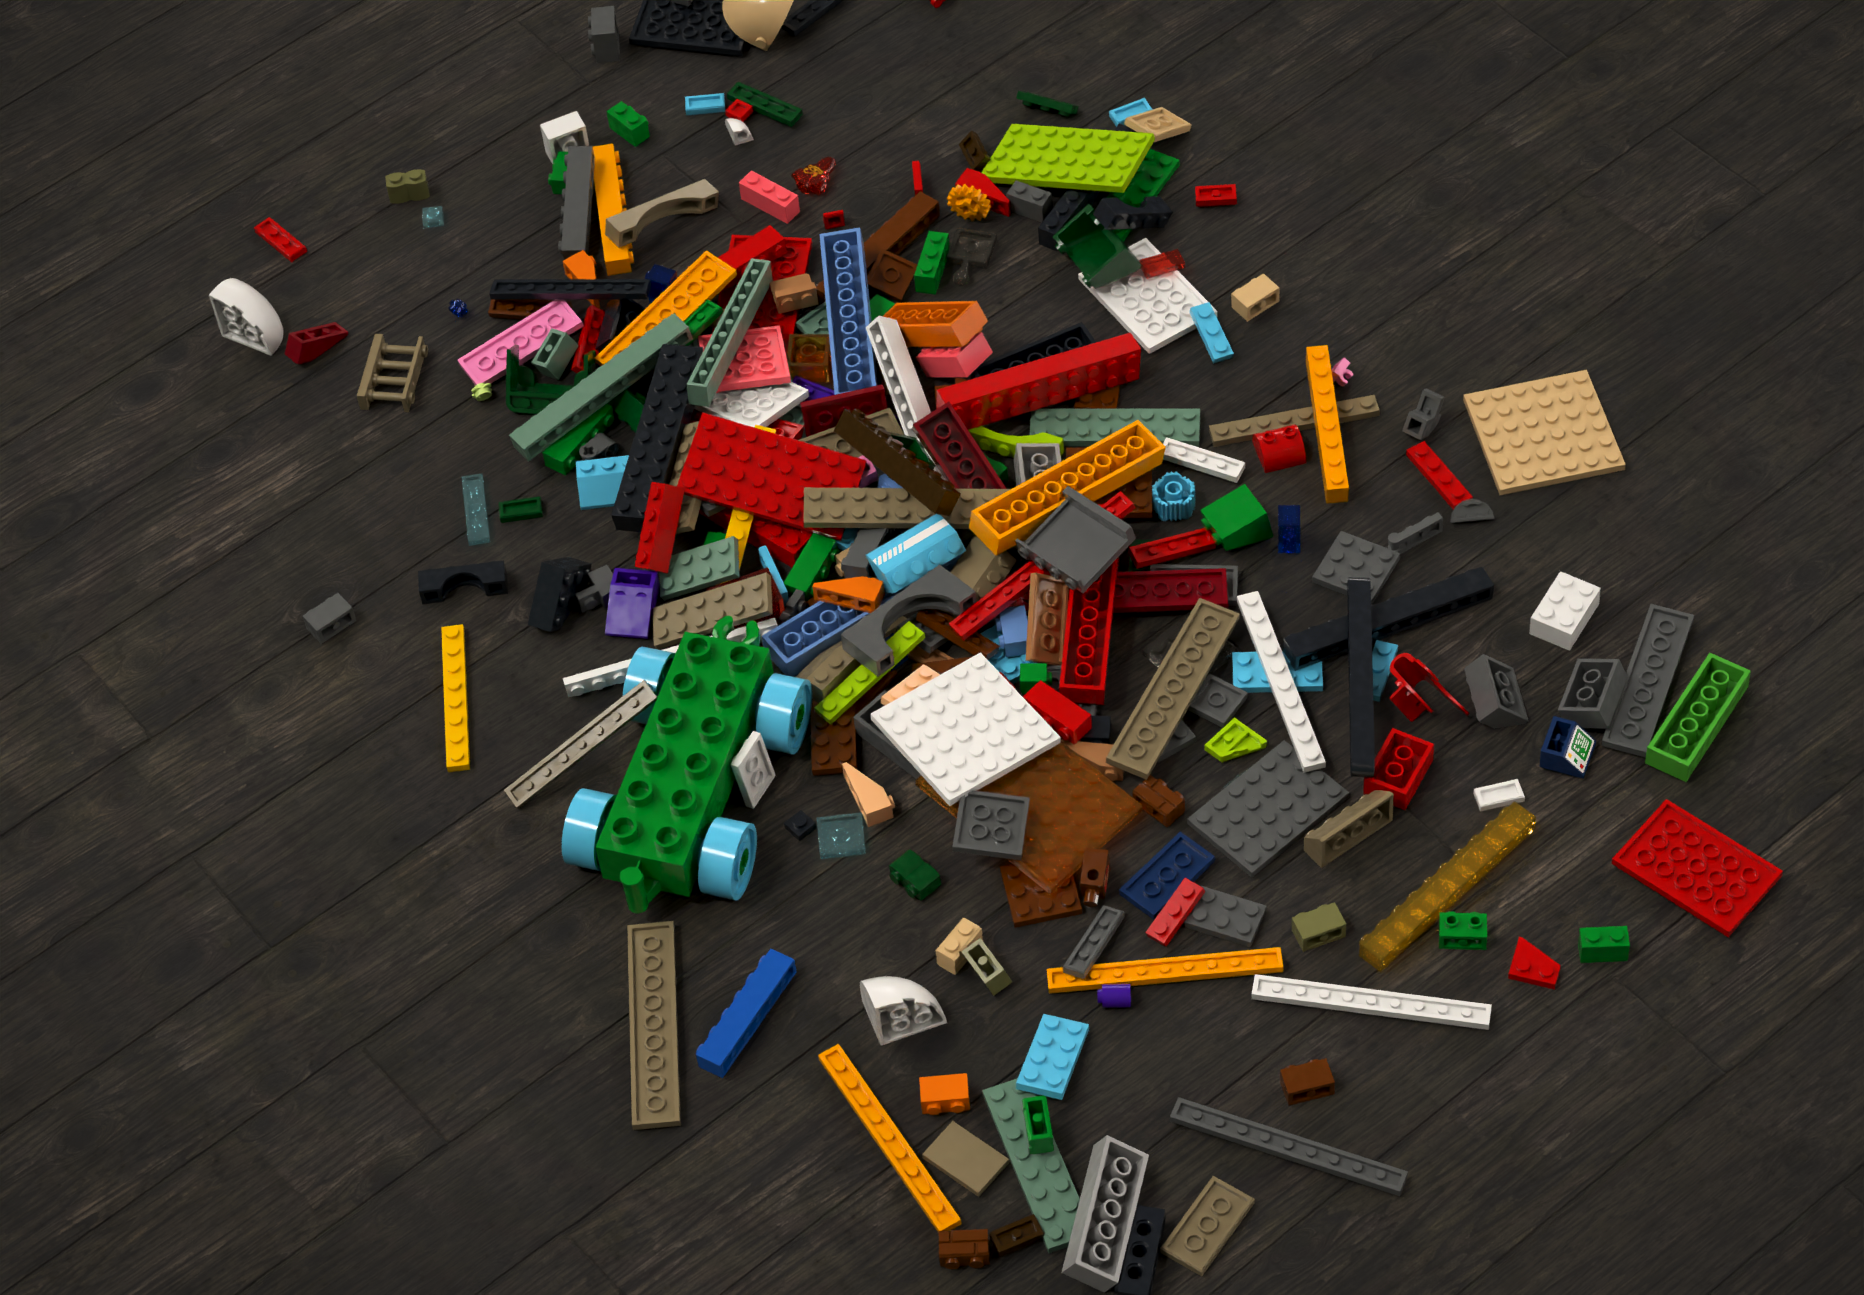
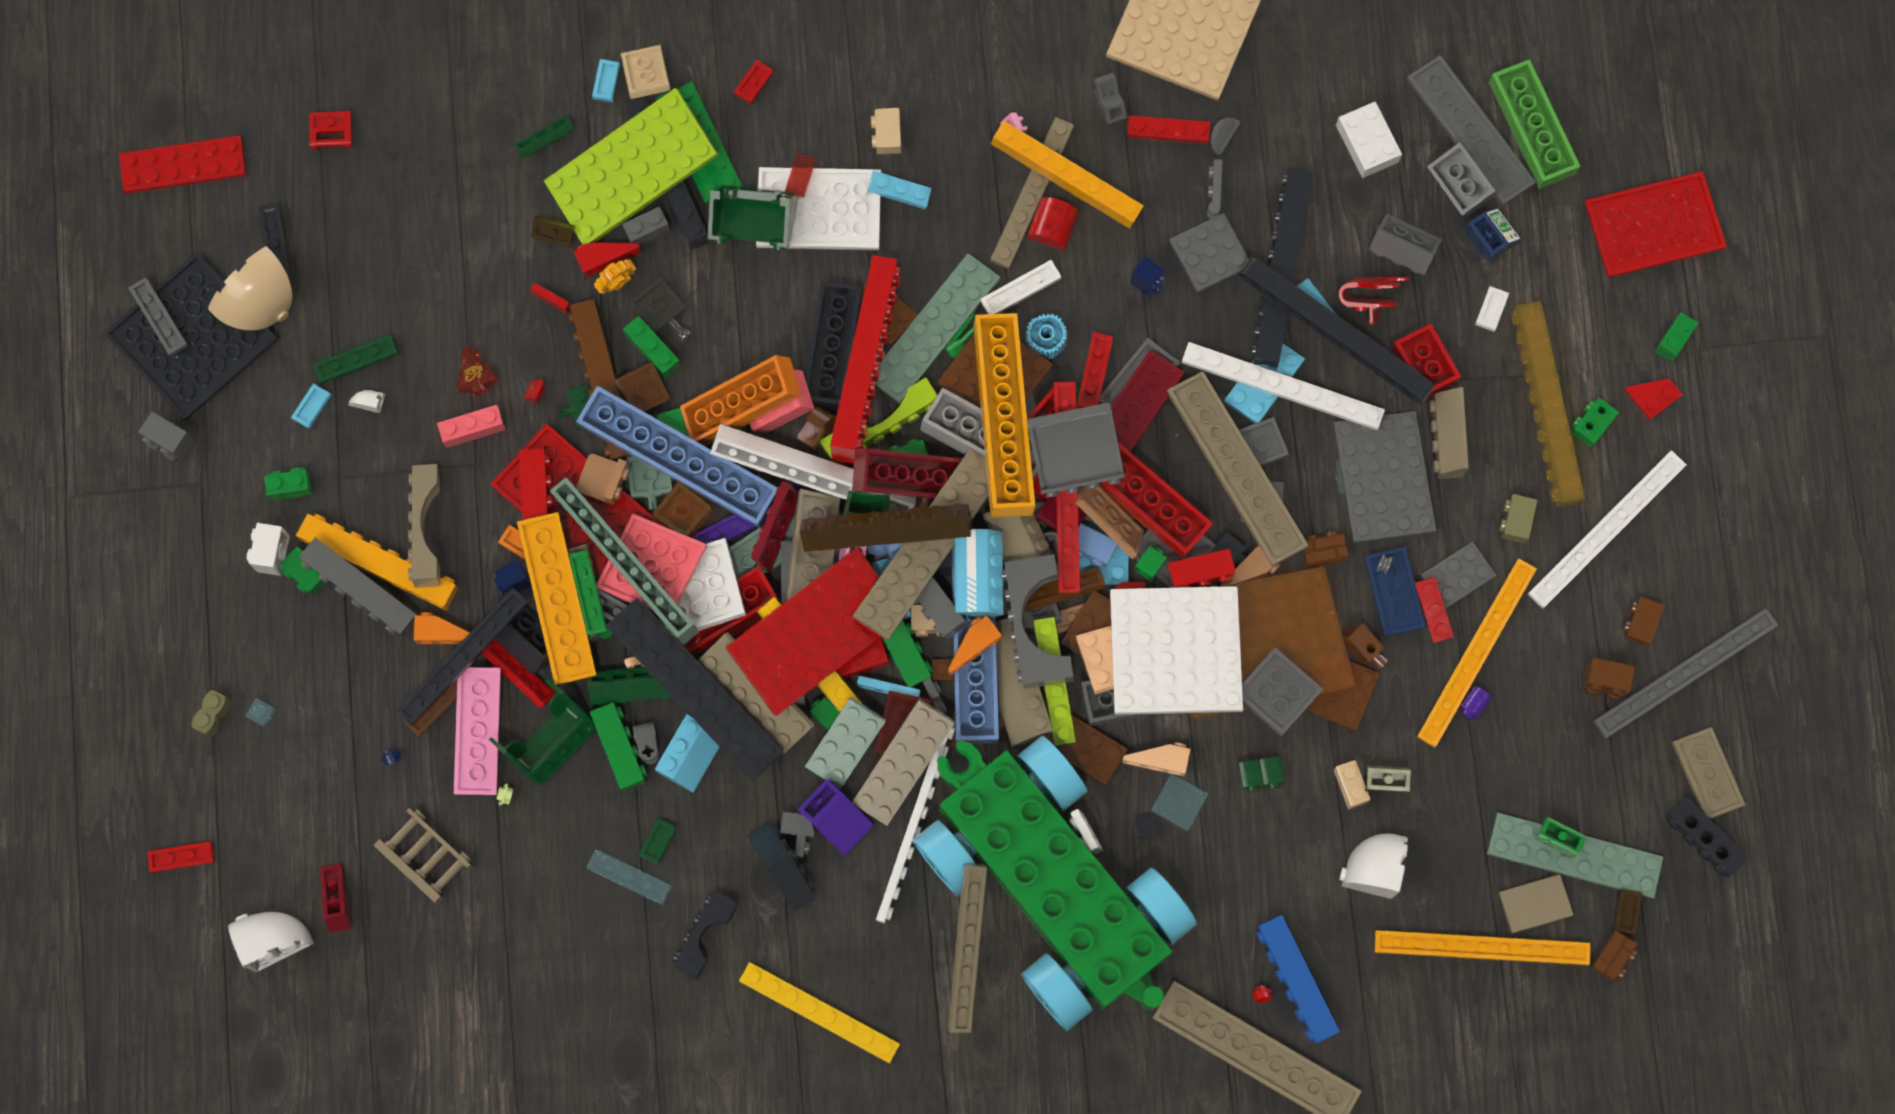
camera: 60 degrees left, 25 degrees up
(329, 618) = (660, 1065): dark grey brick -> none
(555, 354) = (517, 711): sand green brick -> none
(598, 388) = (599, 700): sand green brick -> none
(659, 527) = (795, 751): red brick -> none
(712, 995) = (1262, 994): none -> red plate
(739, 110) = (346, 384): red plate -> none
(944, 1094) = (1474, 882): orange brick -> none
(1052, 1056) = (1496, 784): medium azure plate -> none
(1093, 942) = (1417, 686): dark grey tile -> none
(1105, 1214) = (1663, 840): light grey brick -> none
(1117, 215) = (737, 174): black arch -> none
(1182, 844) = (1384, 564): none -> dark grey bush
(1224, 1078) = (1607, 678): none -> reddish brown brick
(1234, 741) = (1308, 458): lime wing -> none
(1236, 519) = (1109, 309): green slope -> none

